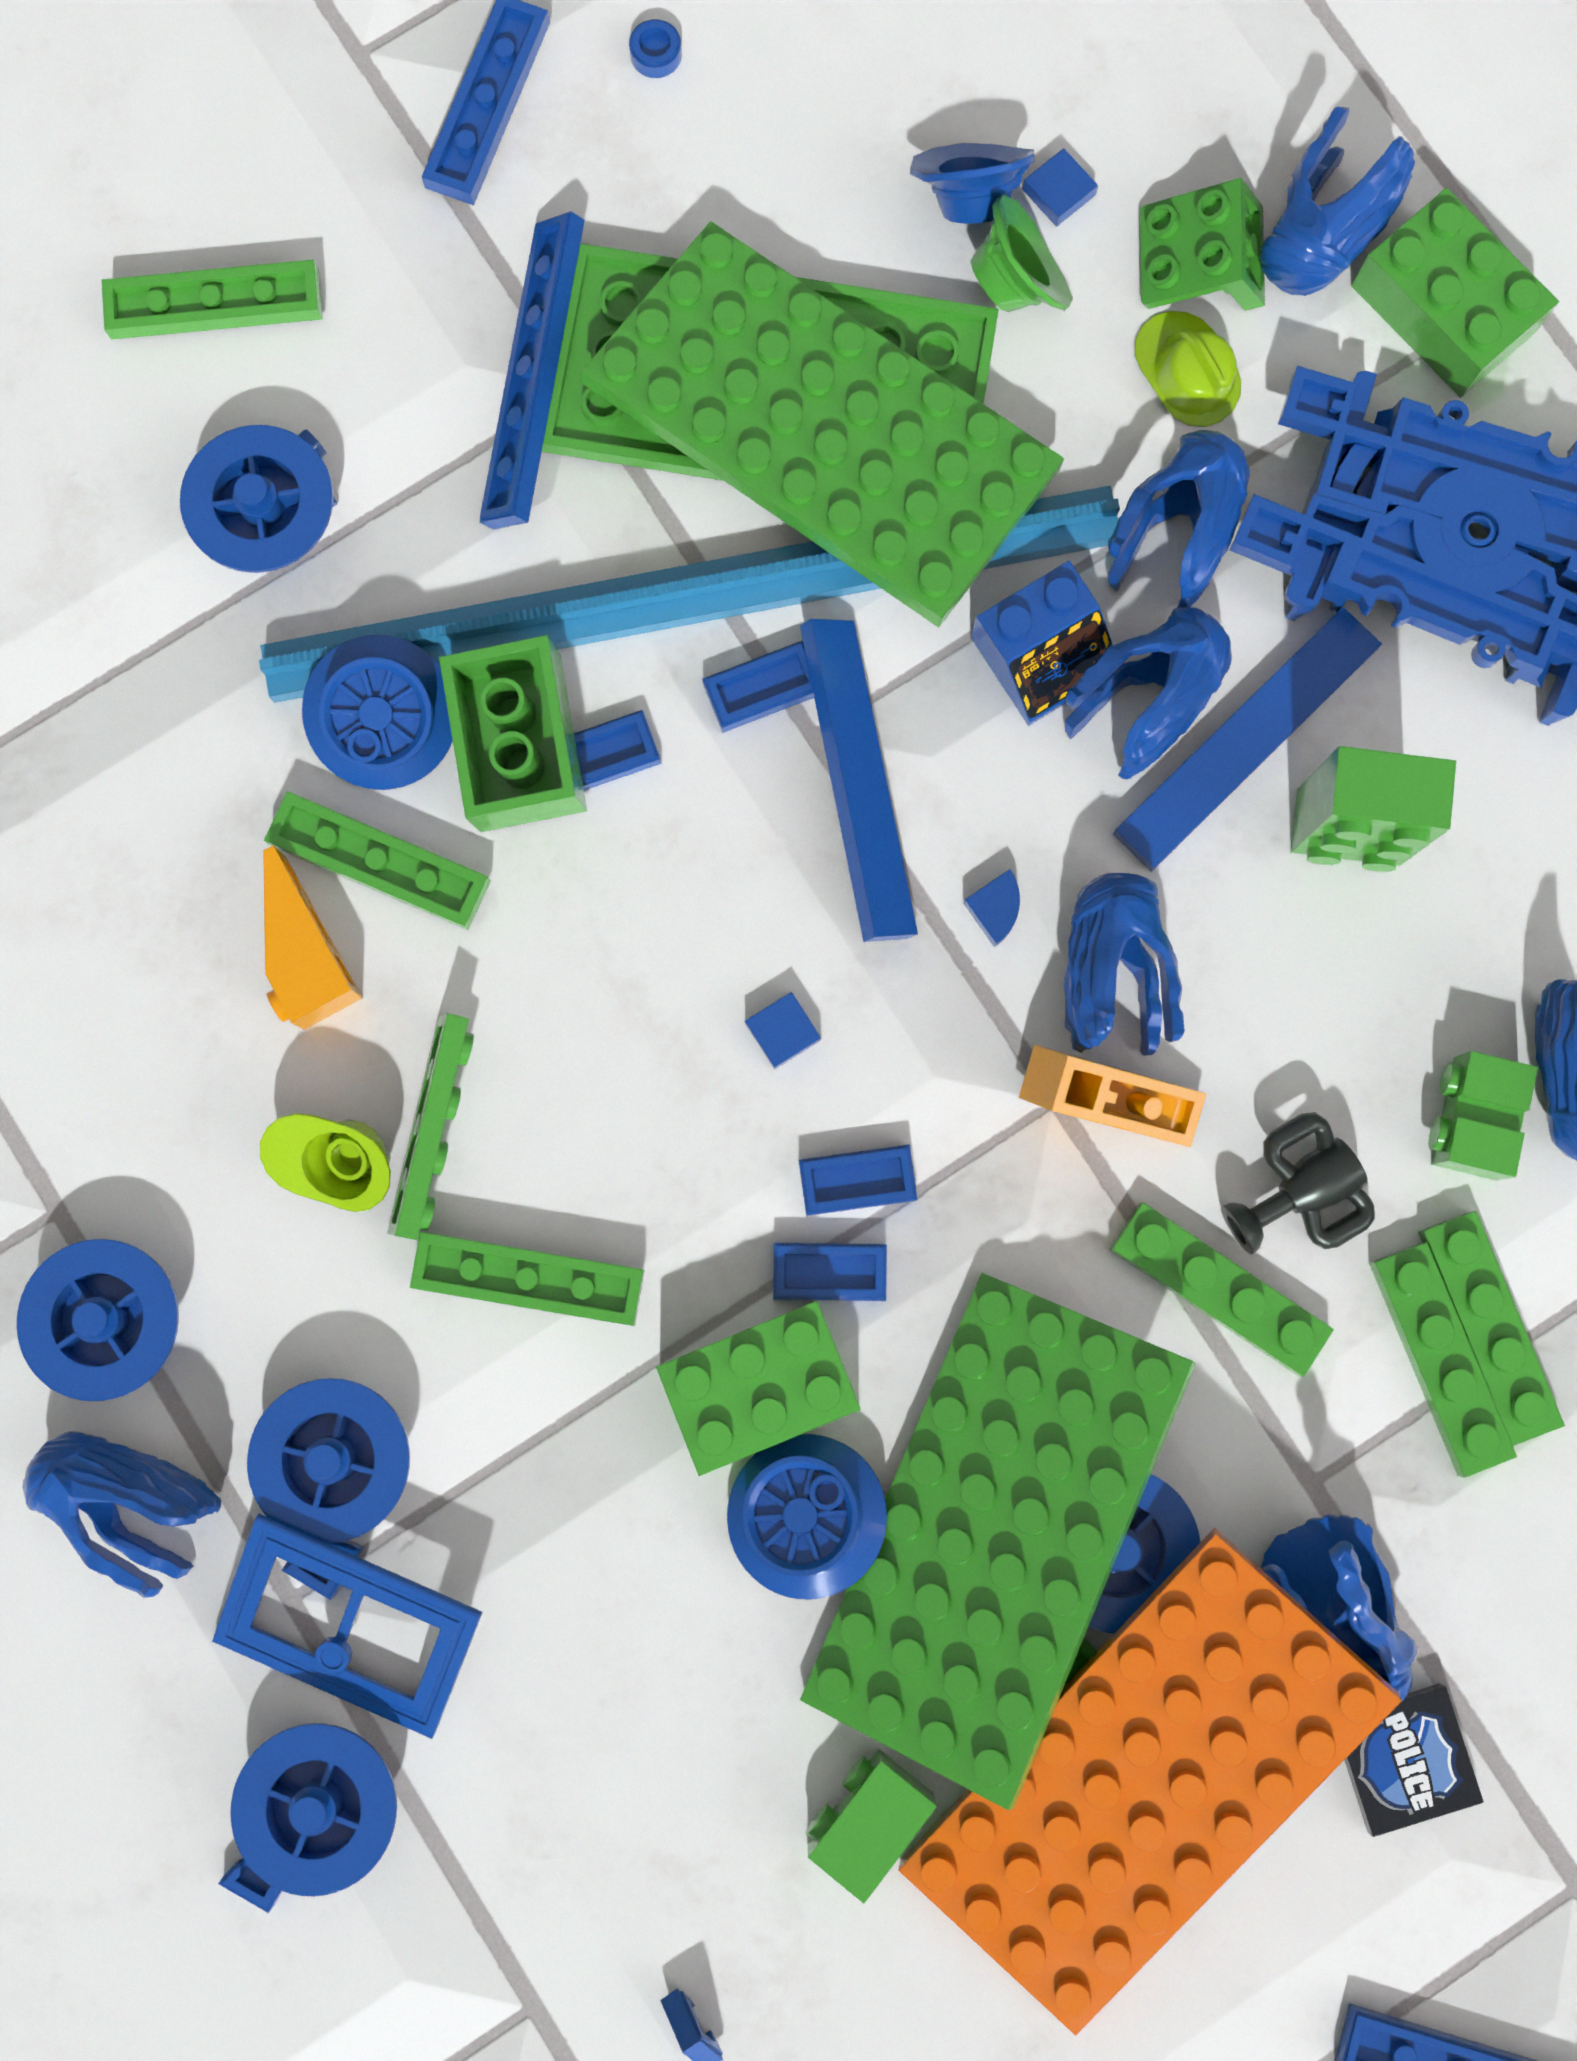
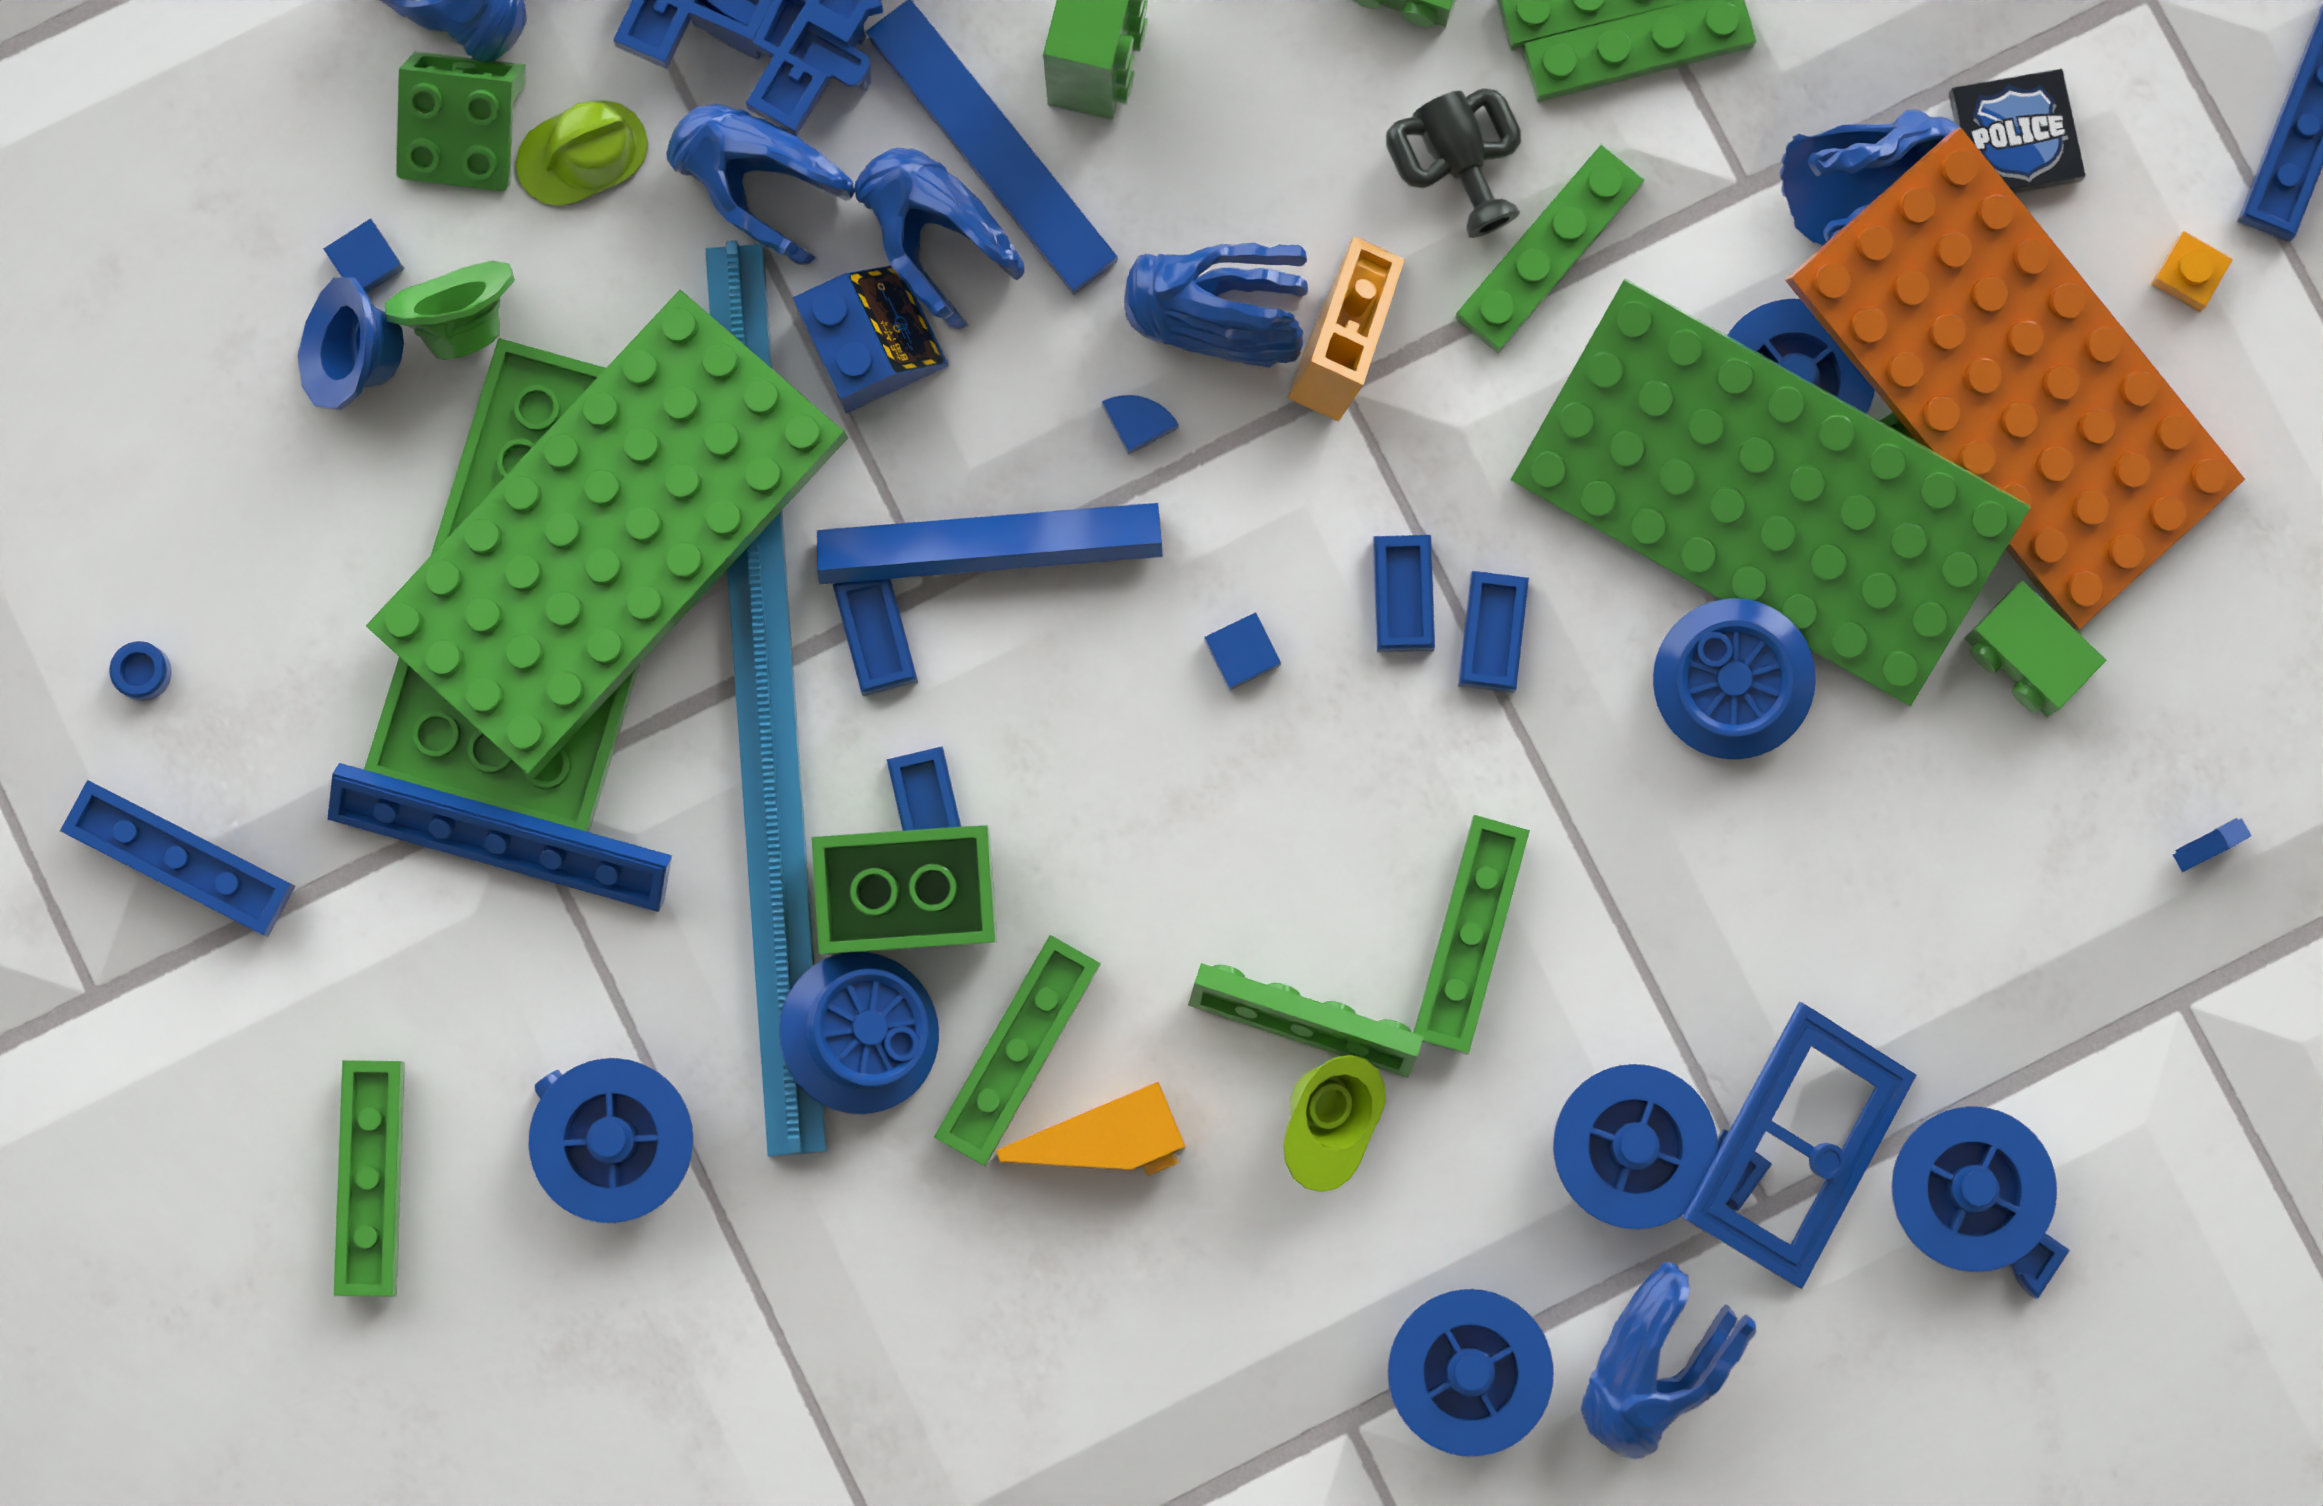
camera: 85 degrees left, 0 degrees up
(758, 1388) = (1603, 710): bright green brick -> none
(1288, 1959) = (2192, 271): none -> light orange plate

